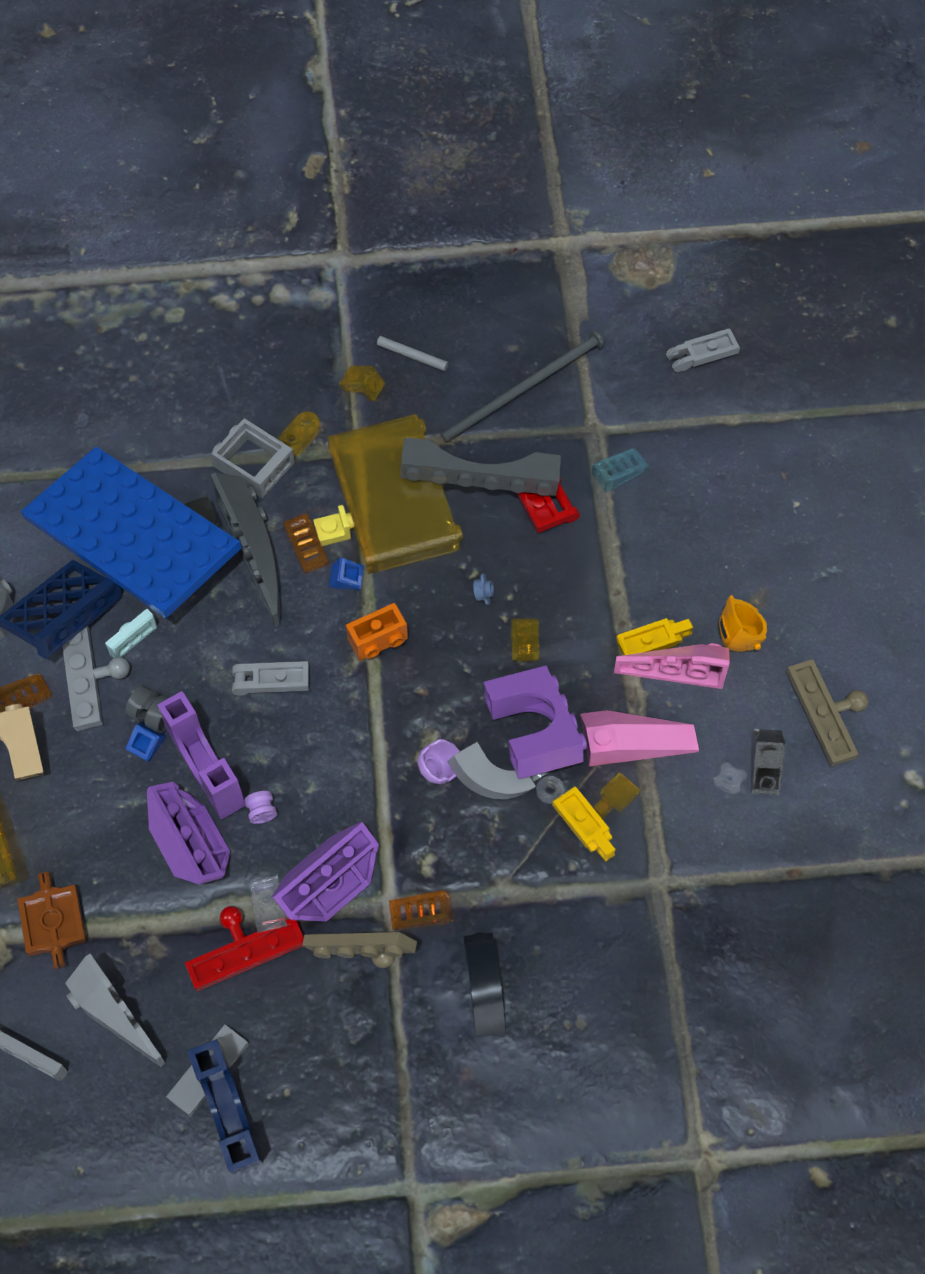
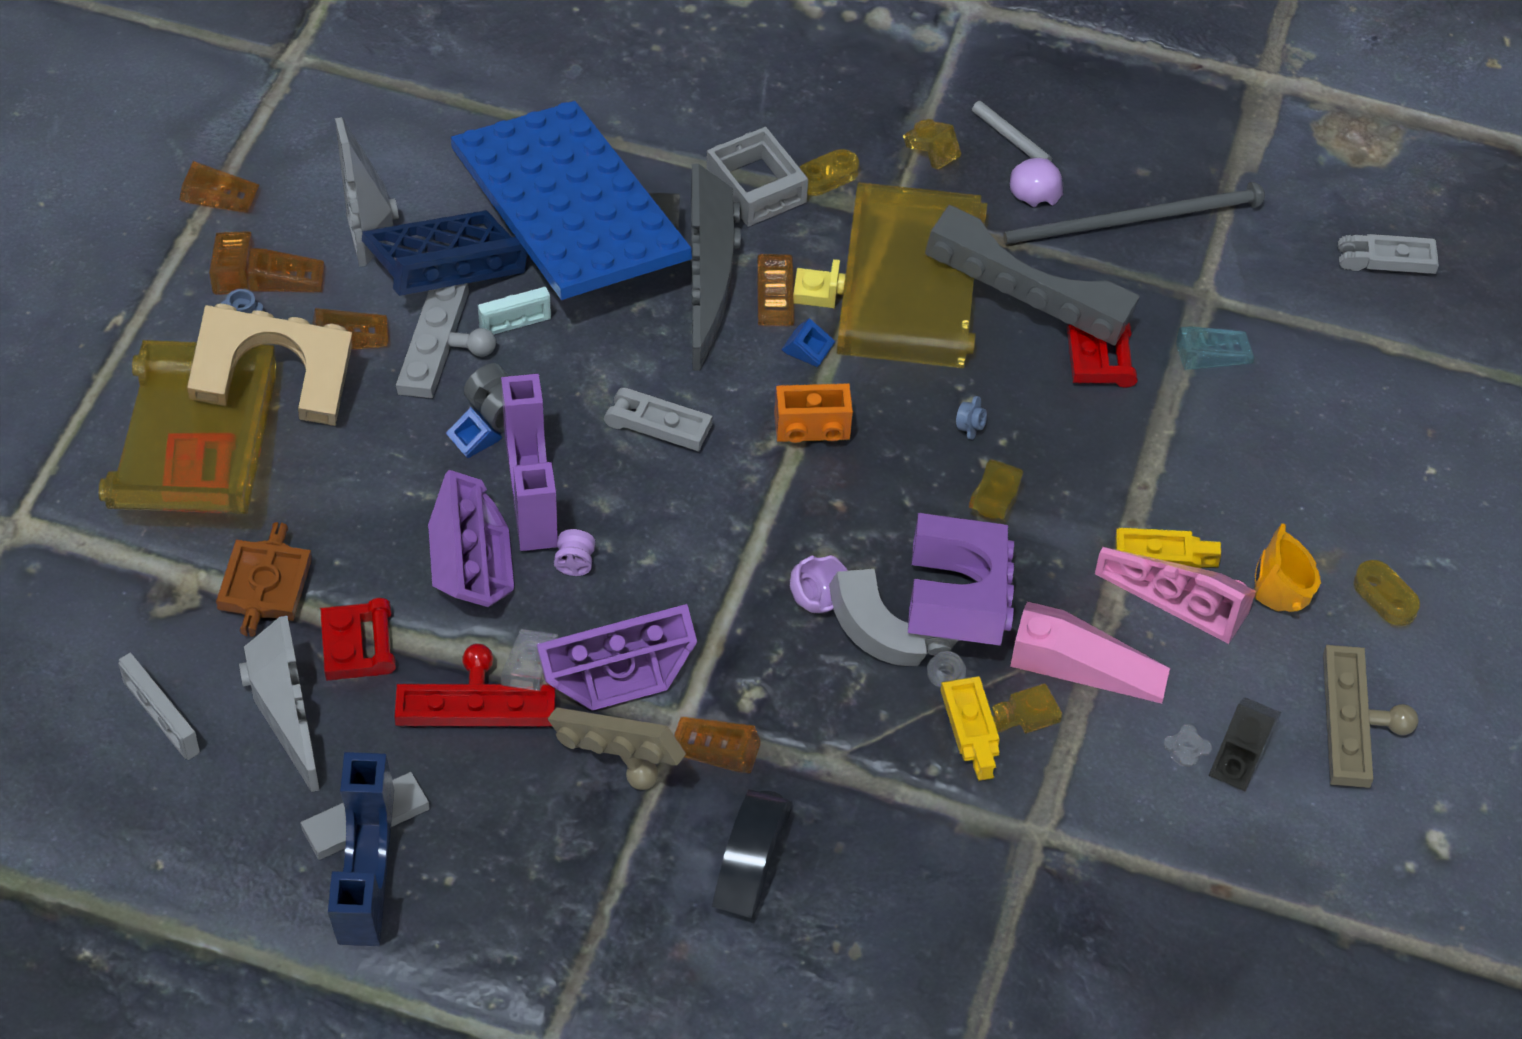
camera: 20 degrees right, 10 degrees down
(130, 943) = (344, 641): none -> red plate
(446, 386) = (1036, 182): none -> lavender hair
(809, 609) = (1388, 594): none -> clear yellow plate

